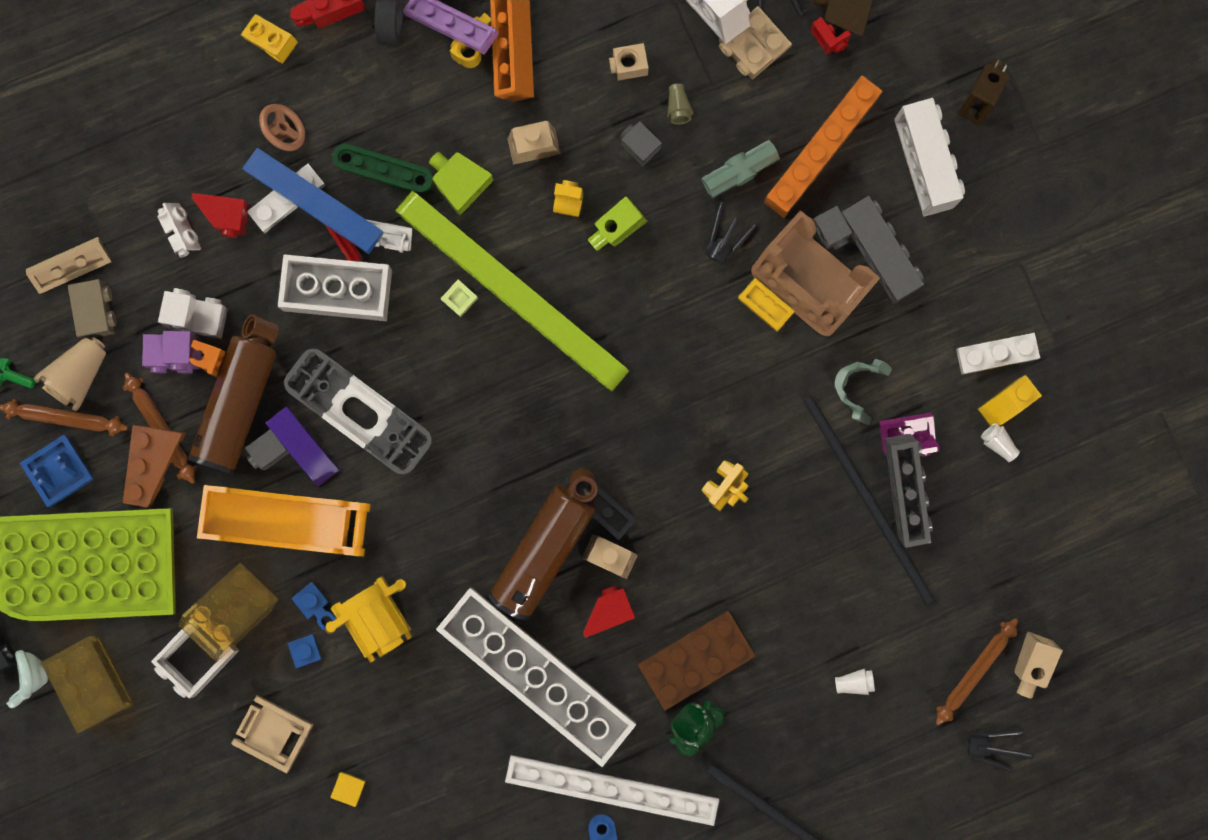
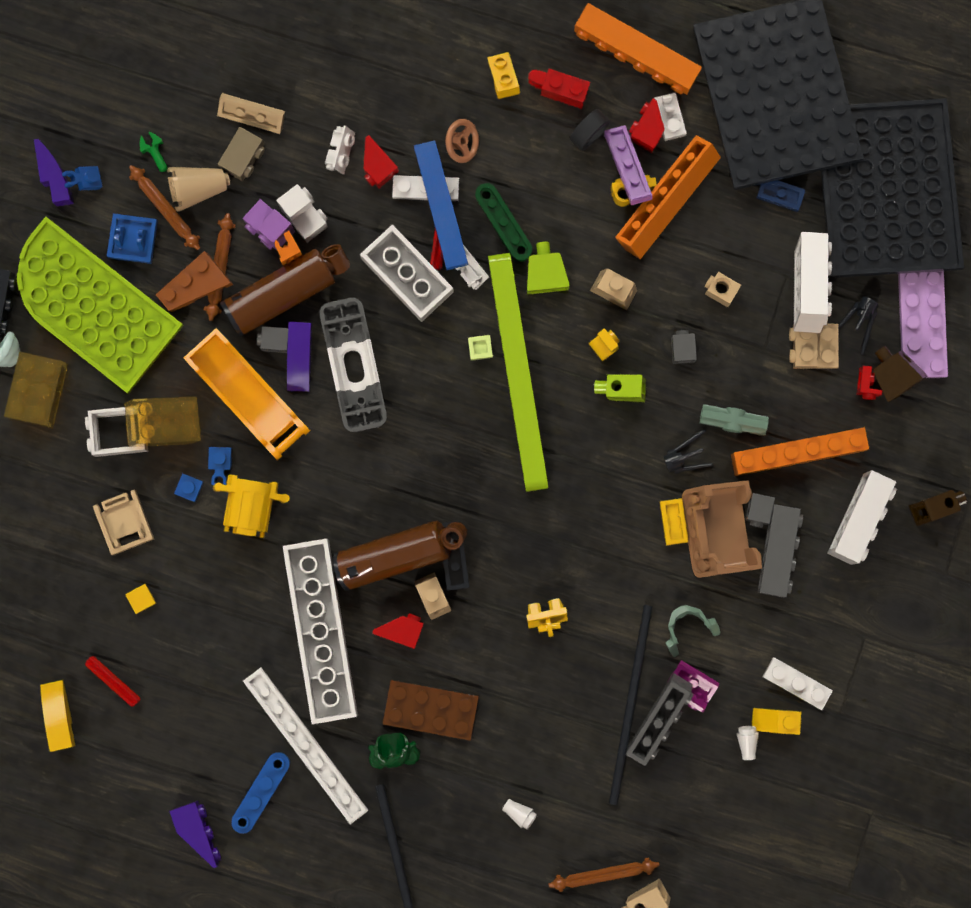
camera: 40 degrees right, 0 degrees up
(679, 107) = (729, 345): olive cone -> none

